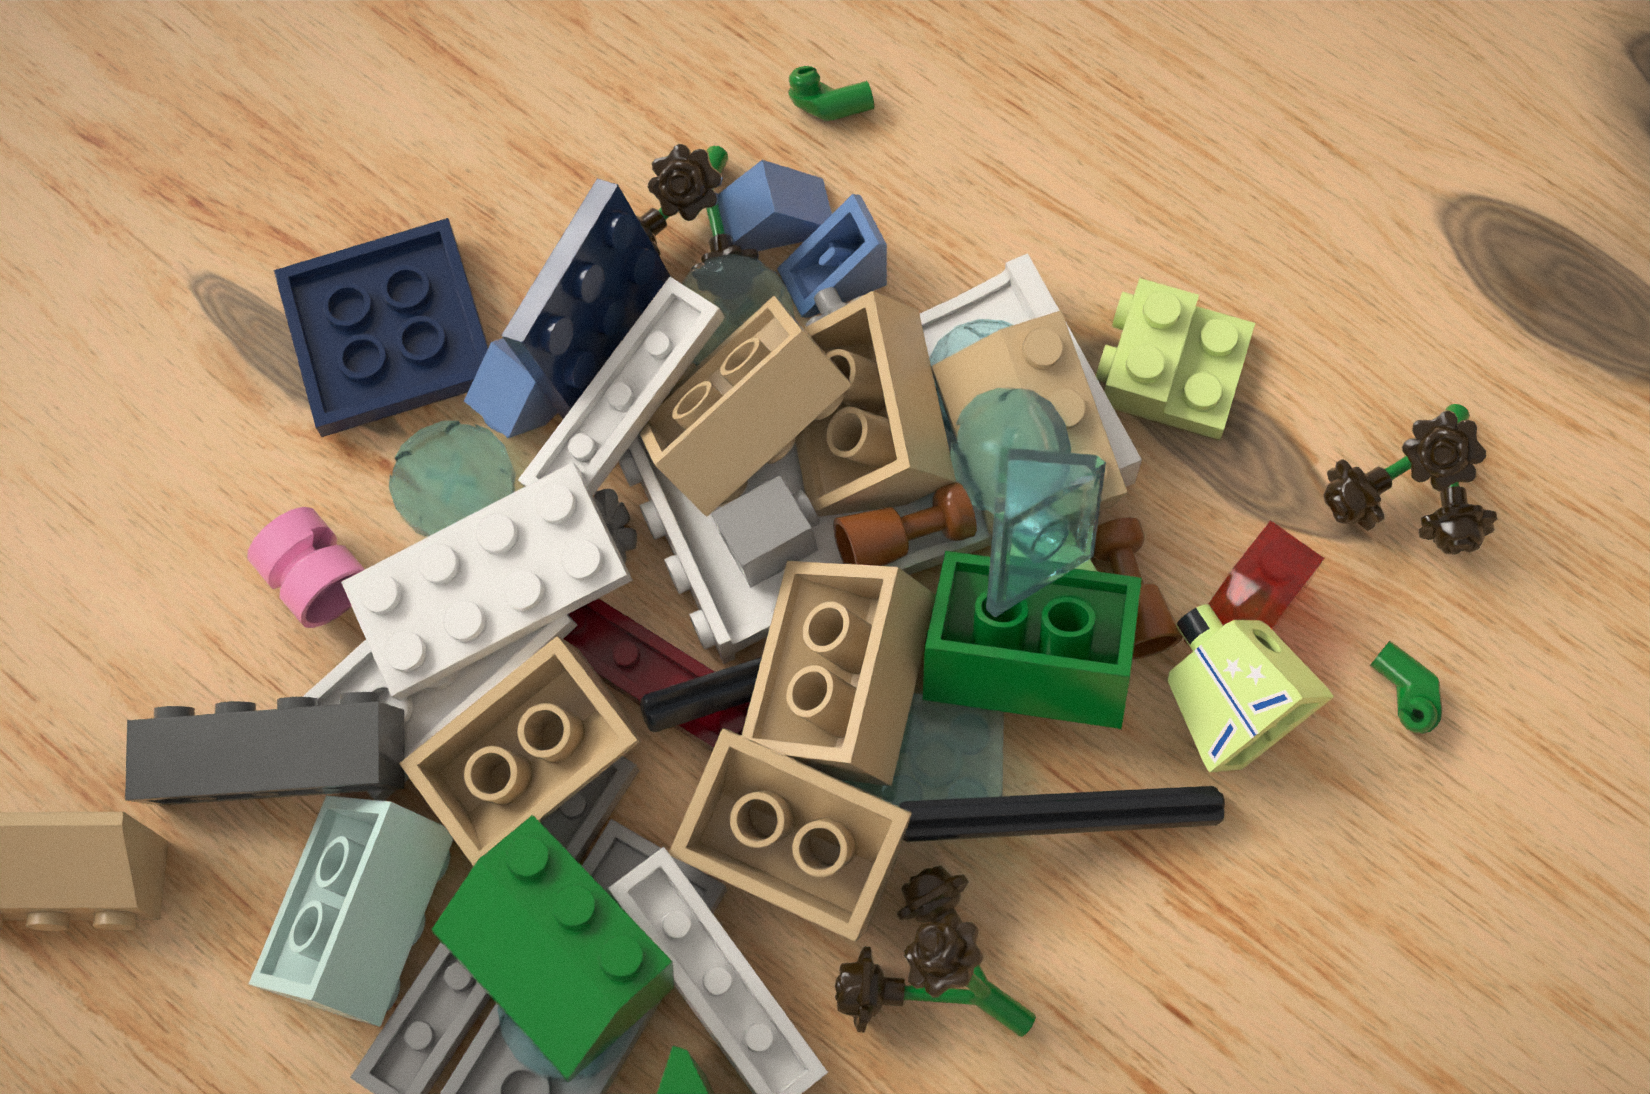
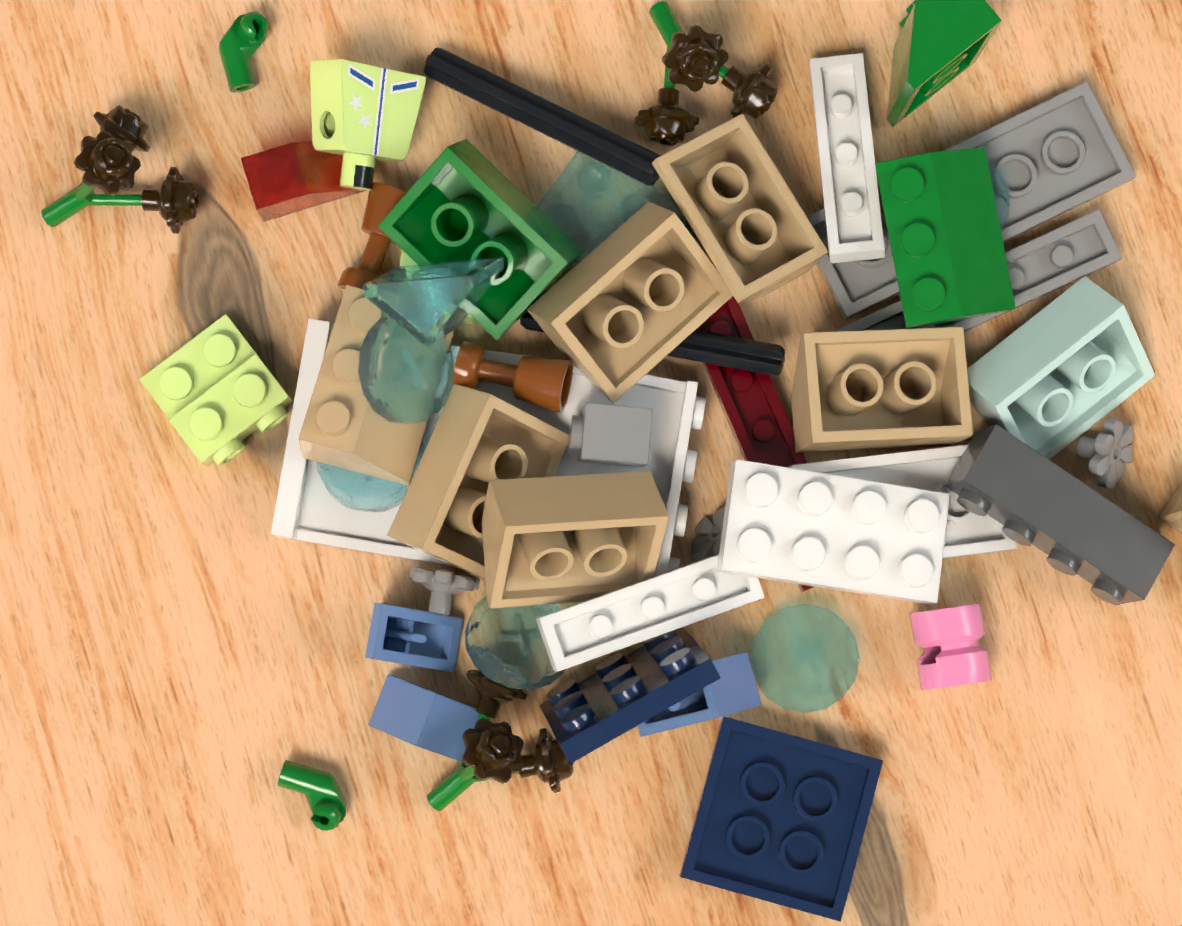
camera: 155 degrees left, 15 degrees up
(253, 861) = (1108, 452): none -> light grey plant

